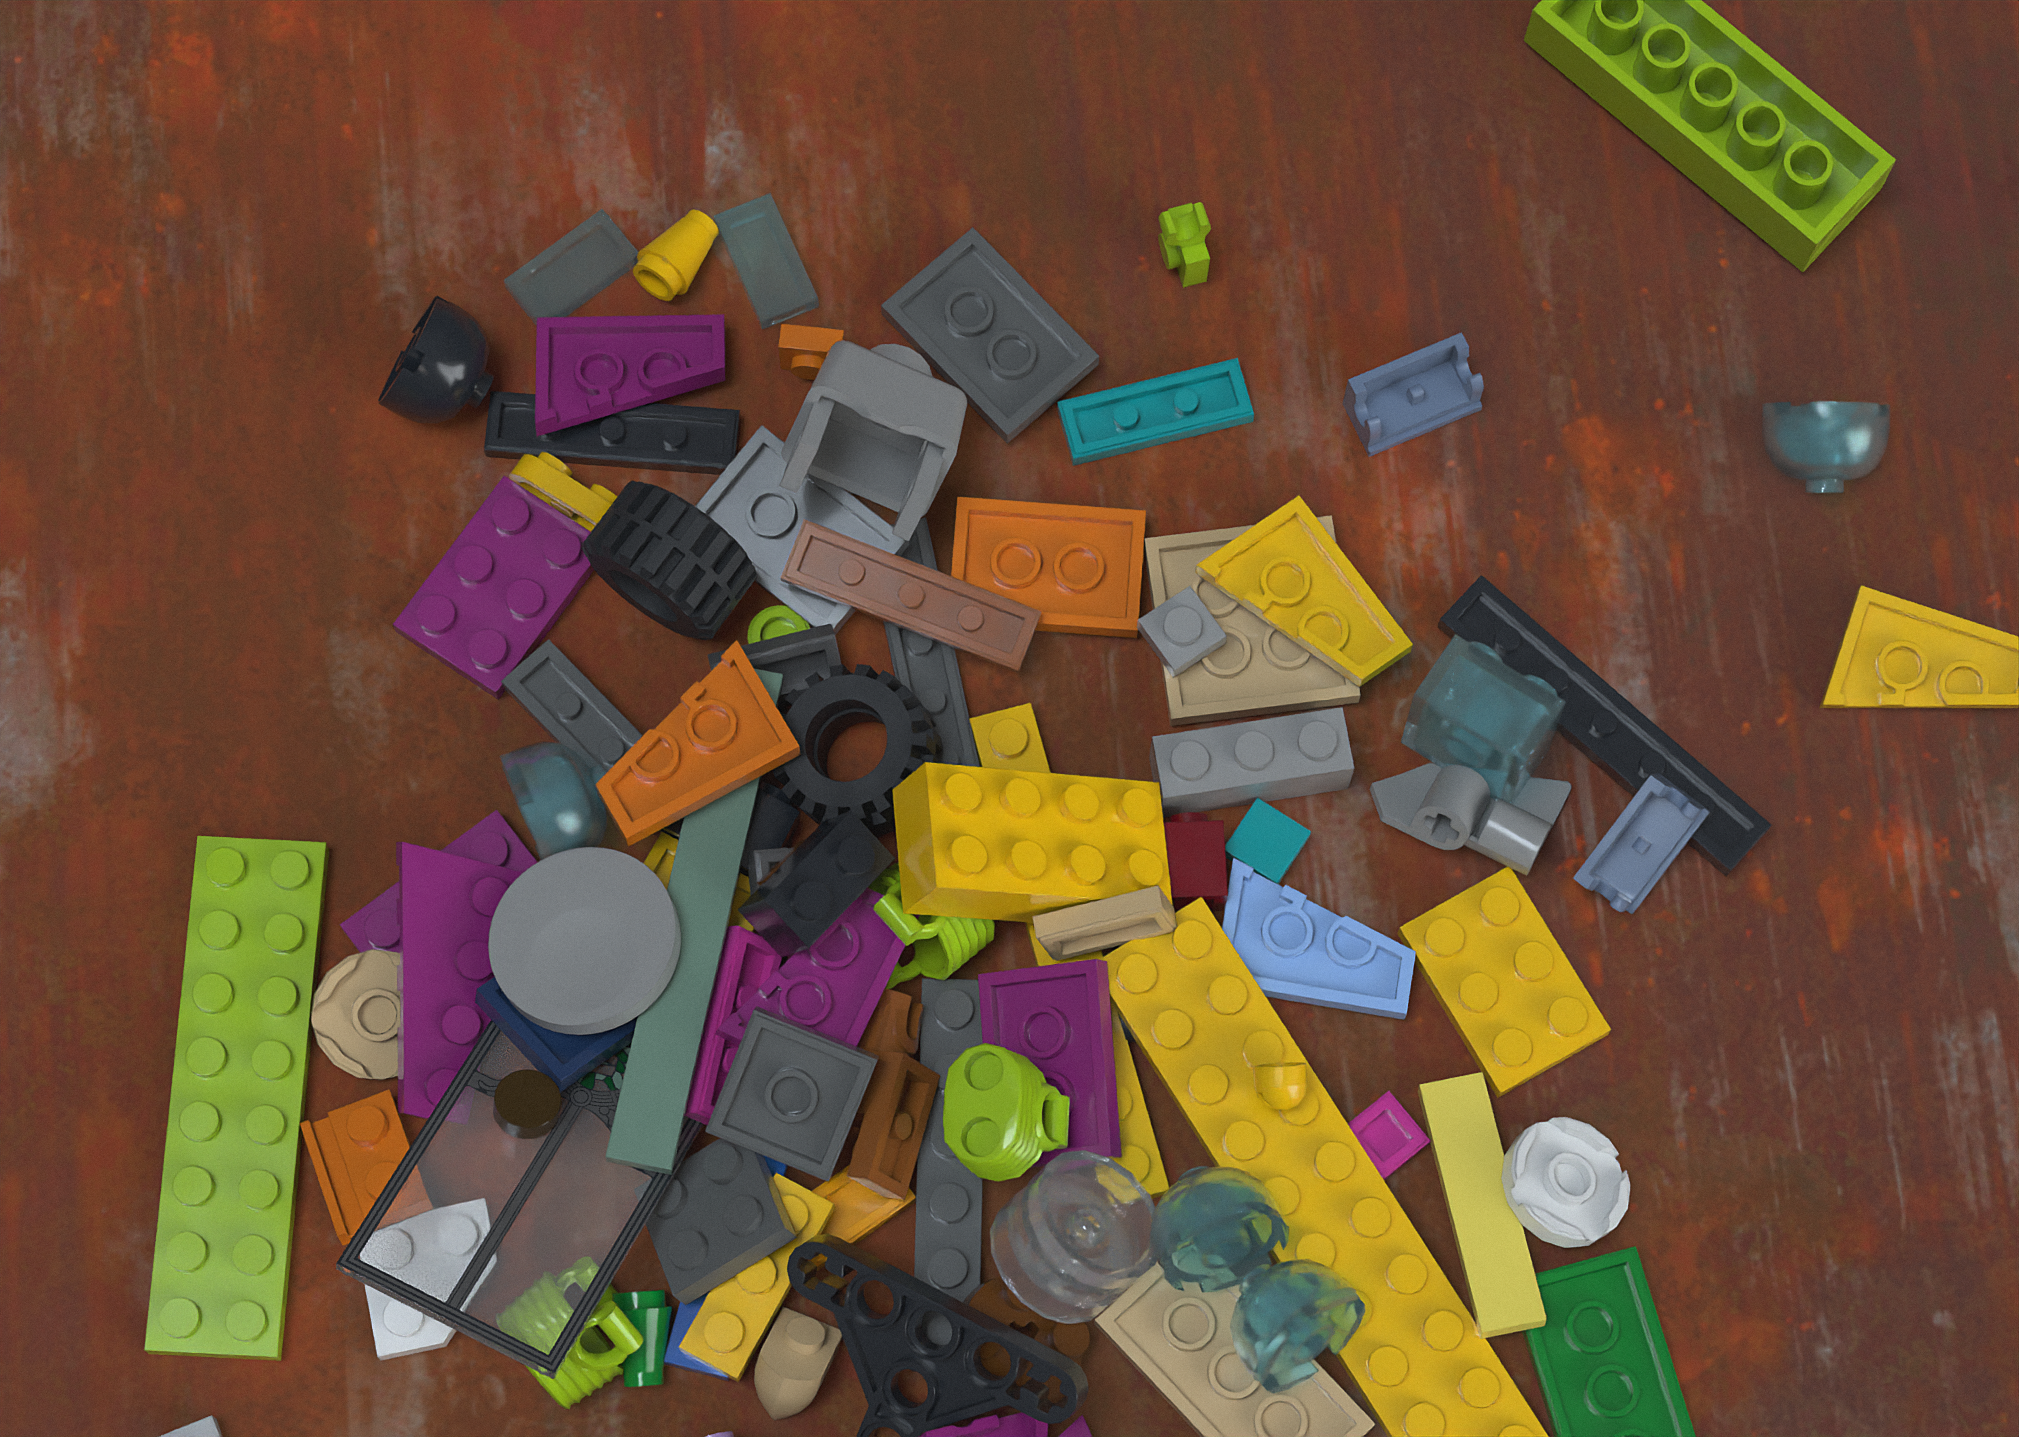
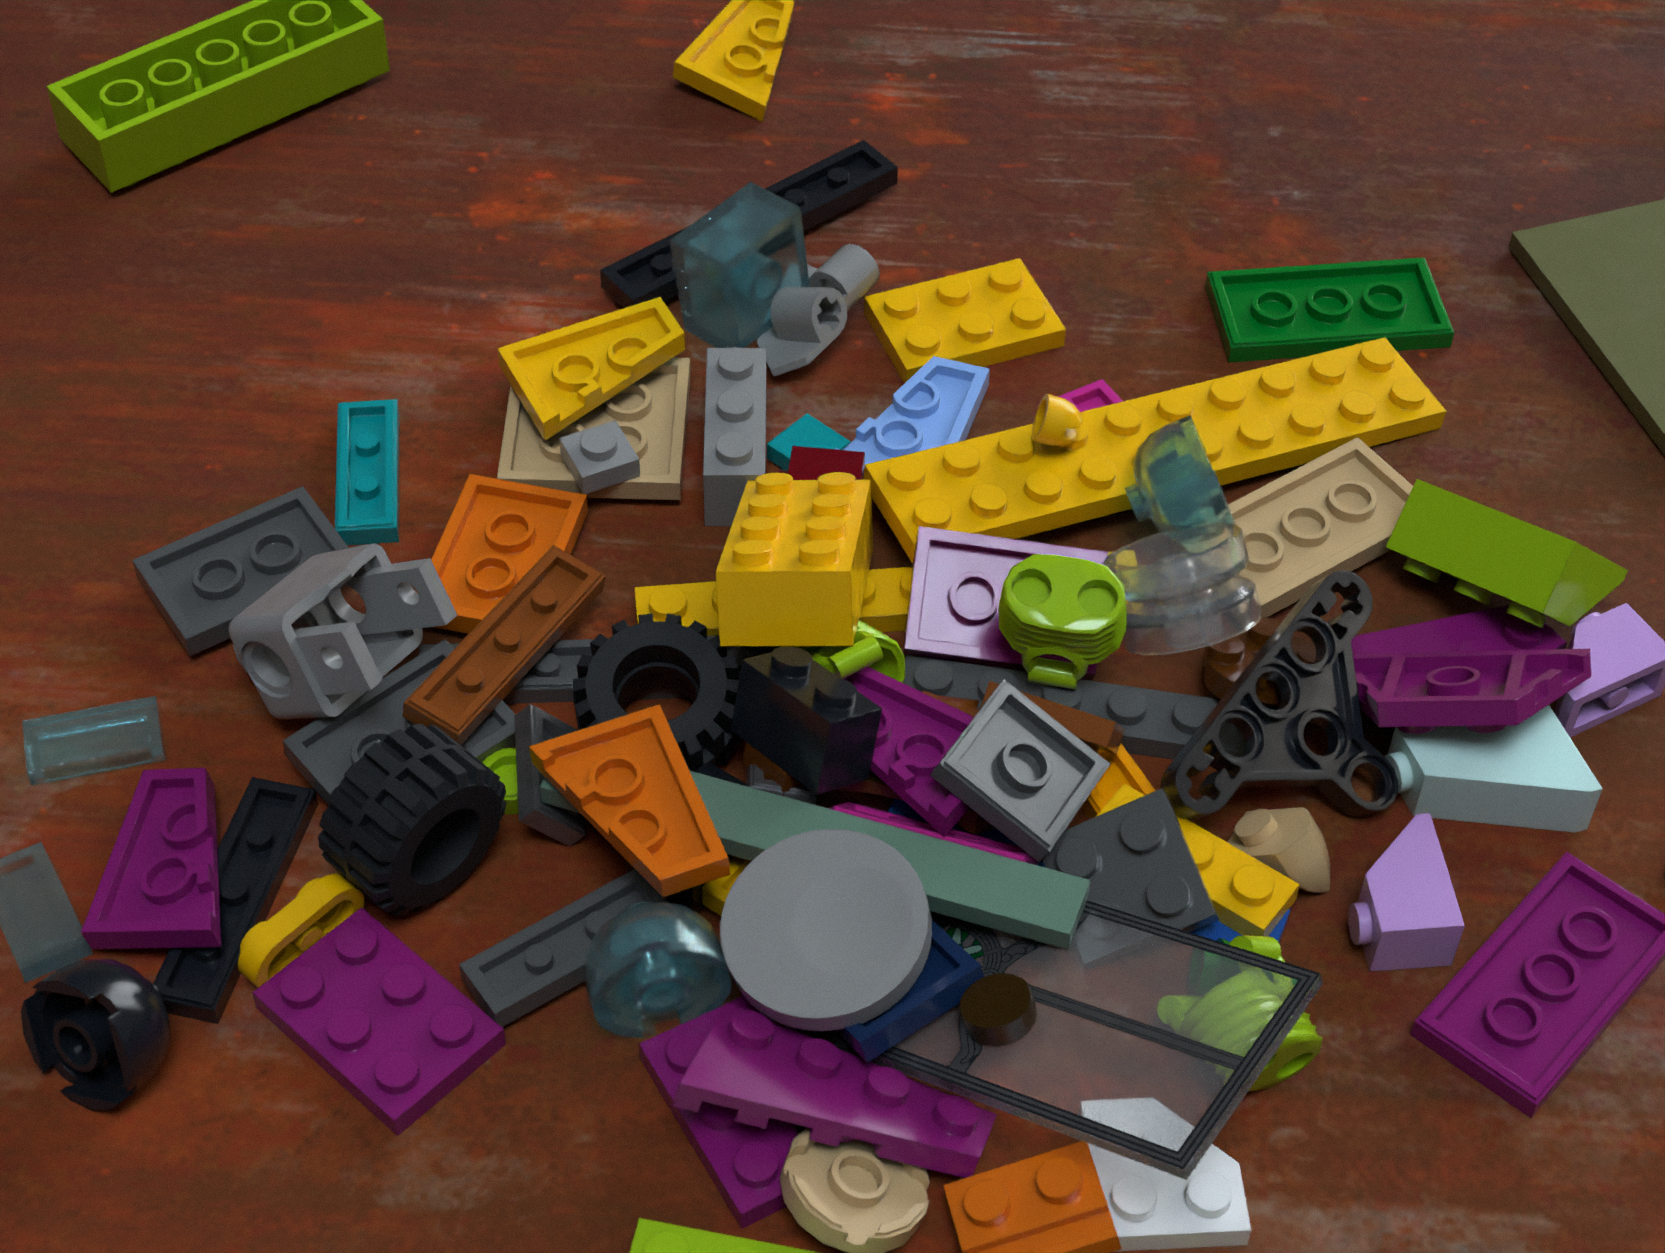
camera: 80 degrees left, 25 degrees down
(675, 256) = (60, 809): yellow cone -> none
(805, 348) = (211, 704): orange plate -> none
(1105, 923) = (882, 523): tan tile -> none
(1184, 242) = (213, 411): lime plate -> none
(1290, 1318) = (1275, 444): clear light blue cylinder -> none
(1413, 395) = (417, 296): sand blue hinge -> none
(1483, 1224) = (1165, 351): light yellow tile -> none
(1565, 1182) = (1153, 300): white tile -> none
(1642, 844) = (861, 207): sand blue hinge -> none
(1825, 441) = (546, 60): clear light blue cylinder -> none

